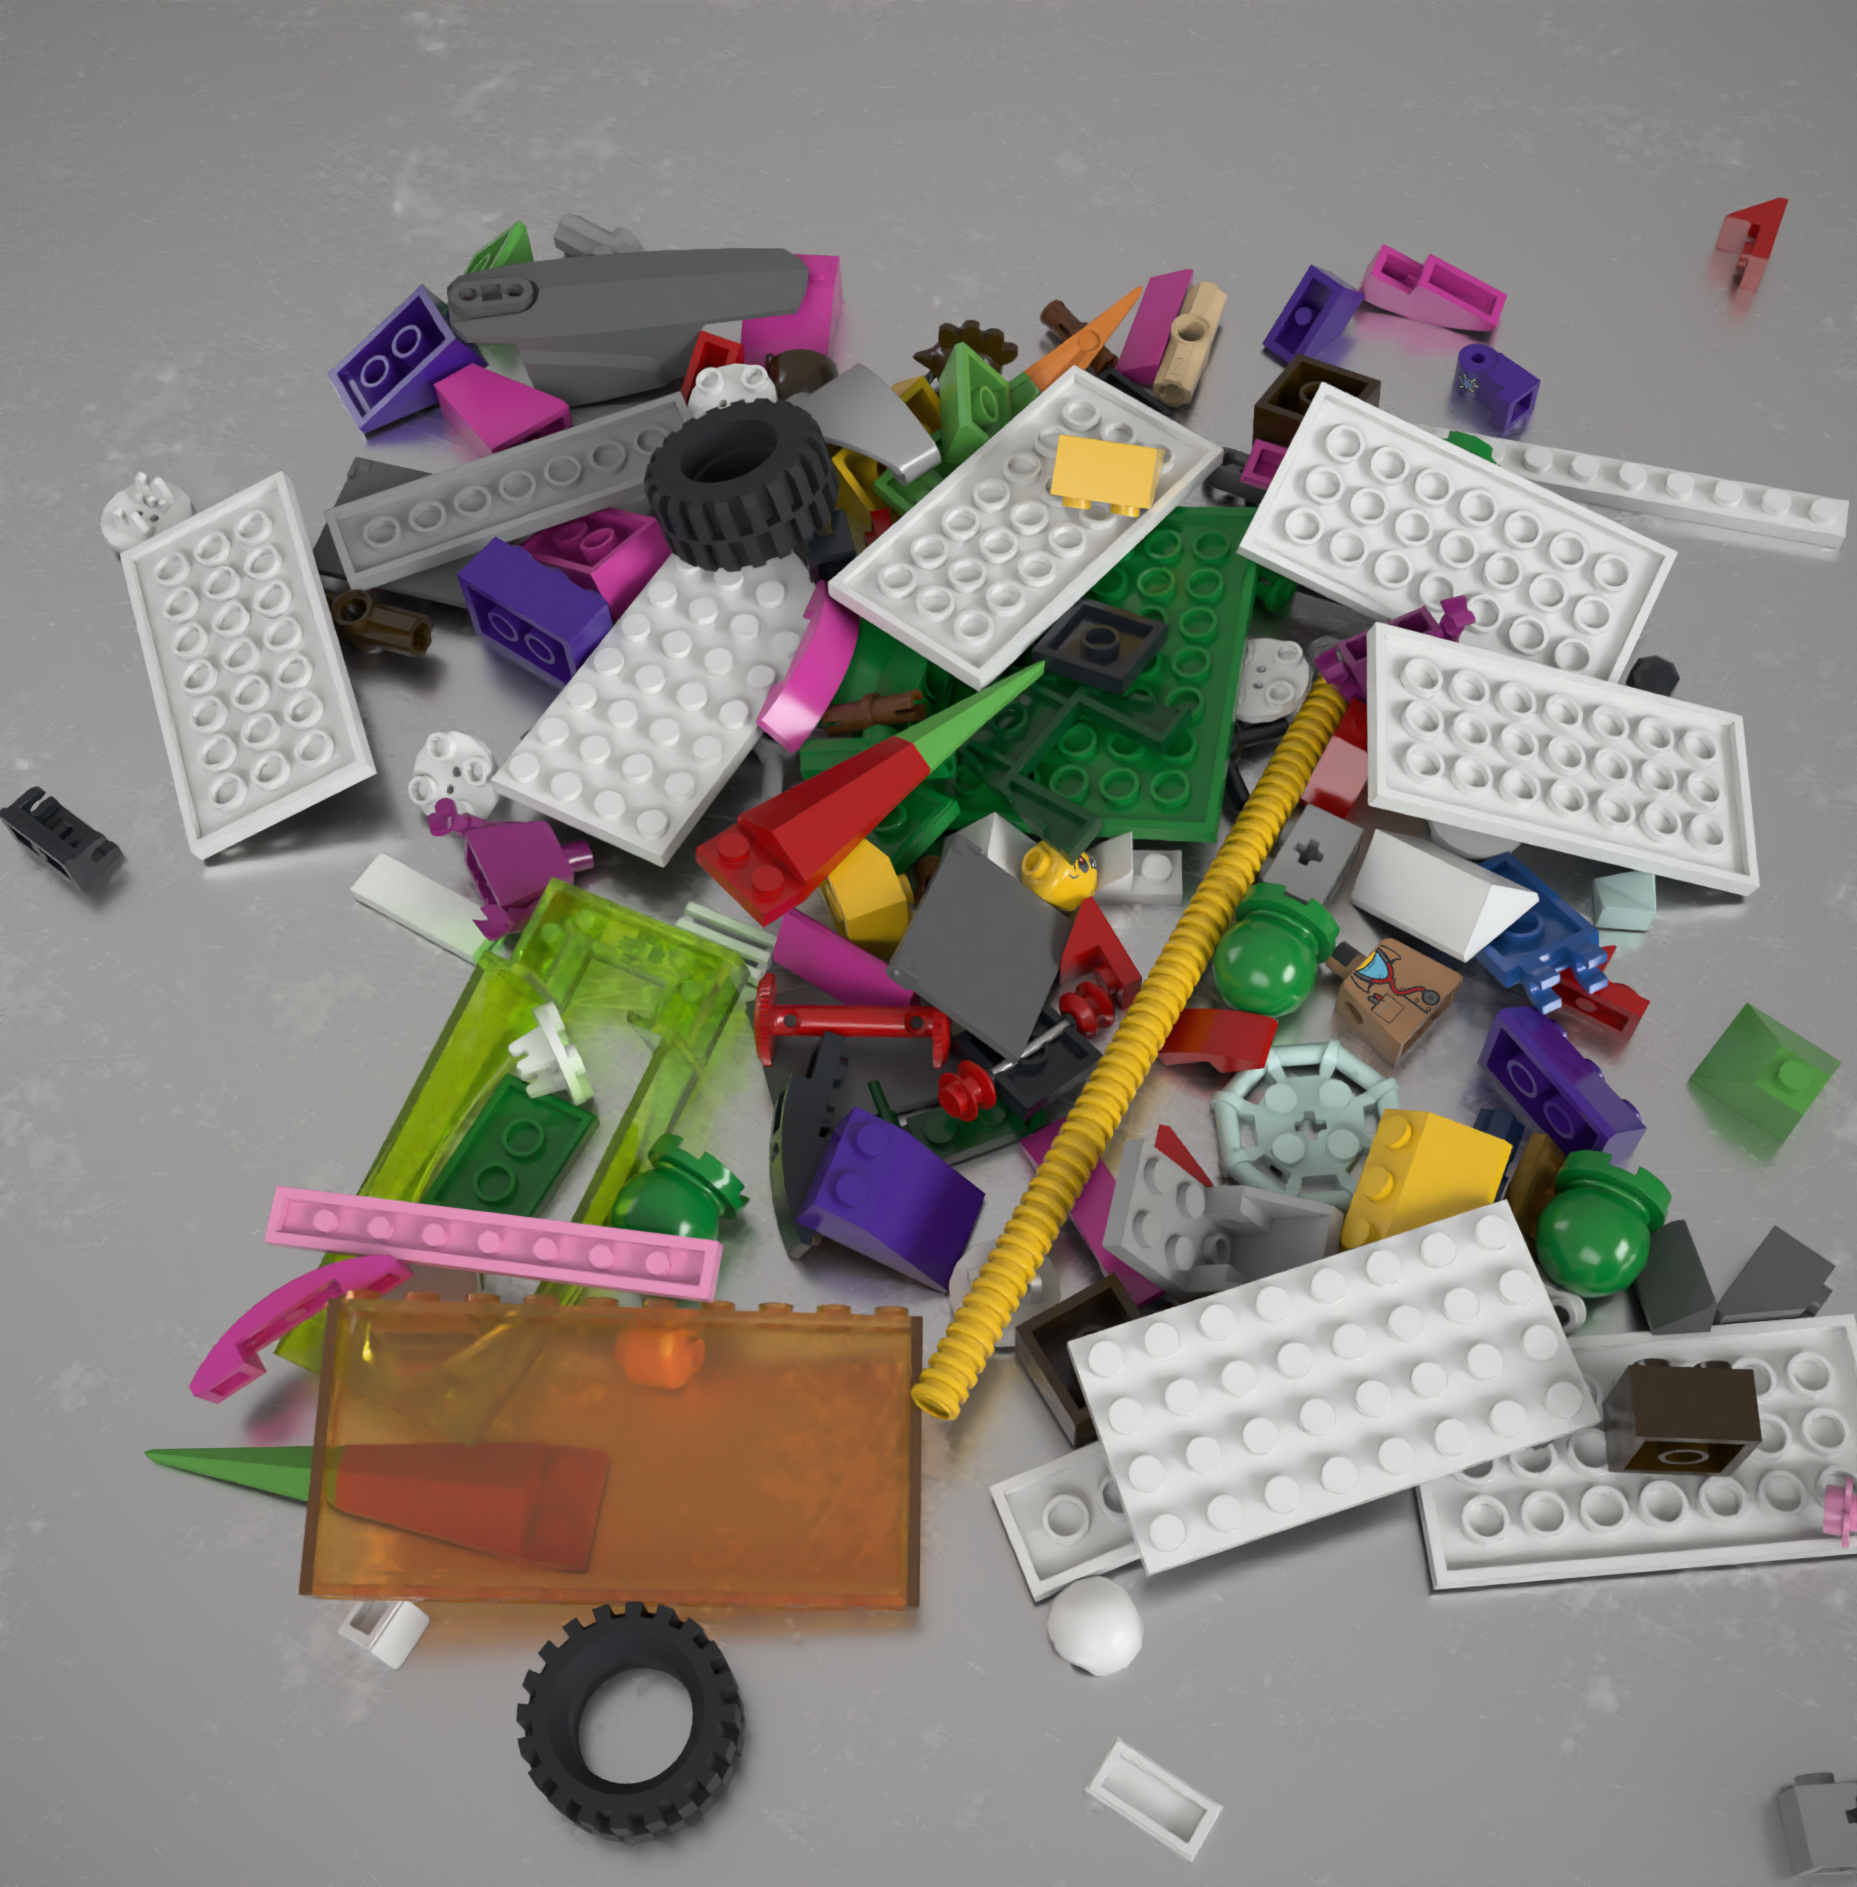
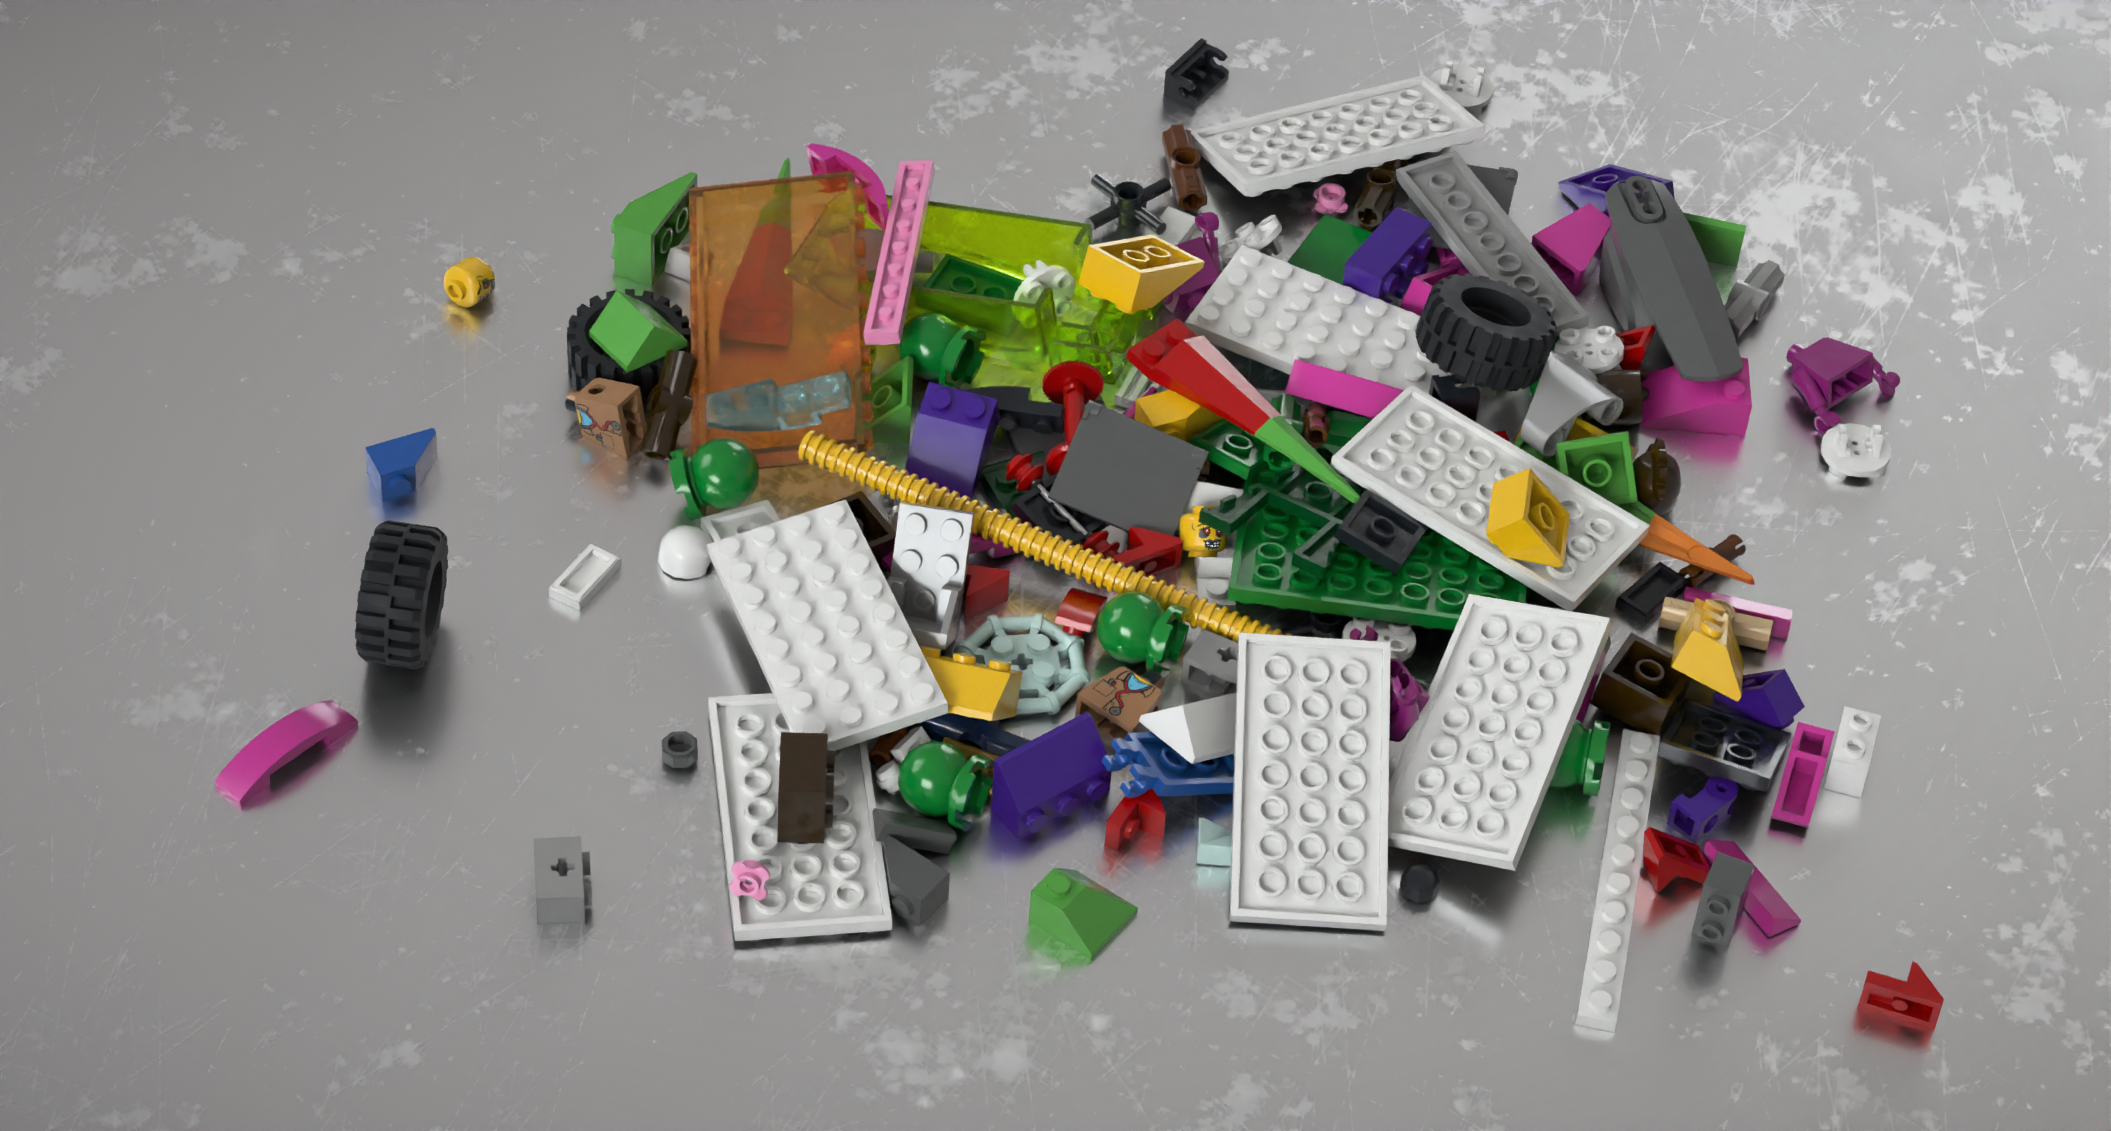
camera: 80 degrees right, 15 degrees down
(249, 860) = (1184, 168): none -> reddish brown piece
(352, 954) = (1128, 204): none -> black bar
(355, 1688) = (650, 229): none -> bright green slope
(370, 681) = (1330, 199): none -> bright pink plate
(478, 692) = (1329, 248): none -> green tile
(582, 895) = (1136, 271): none -> yellow slope
(648, 1695) = (634, 332): none -> bright green slope
(763, 192) = (1832, 372): none -> magenta torso
(775, 1273) = (892, 403): none -> bright green slope
(794, 1644) = (669, 405): none -> dark brown piece
(813, 1742) = (610, 415): none -> medium nougat torso
(841, 1448) = (773, 408): none -> clear light blue slope
(881, 189) = (1855, 450): none -> white plate
(975, 1557) = (717, 475): none -> green tile
(1277, 333) = (1709, 649): none -> yellow slope
(1395, 225) = (1852, 752): none -> white brick
(1415, 344) = (1724, 745): none -> black plate
(1539, 1632) = (679, 749): none -> dark grey tile
(1596, 421) = (1671, 856): none -> red slope
(1604, 361) = (1762, 900): none -> dark pink slope
(1668, 370) = (1722, 899): none -> dark grey brick

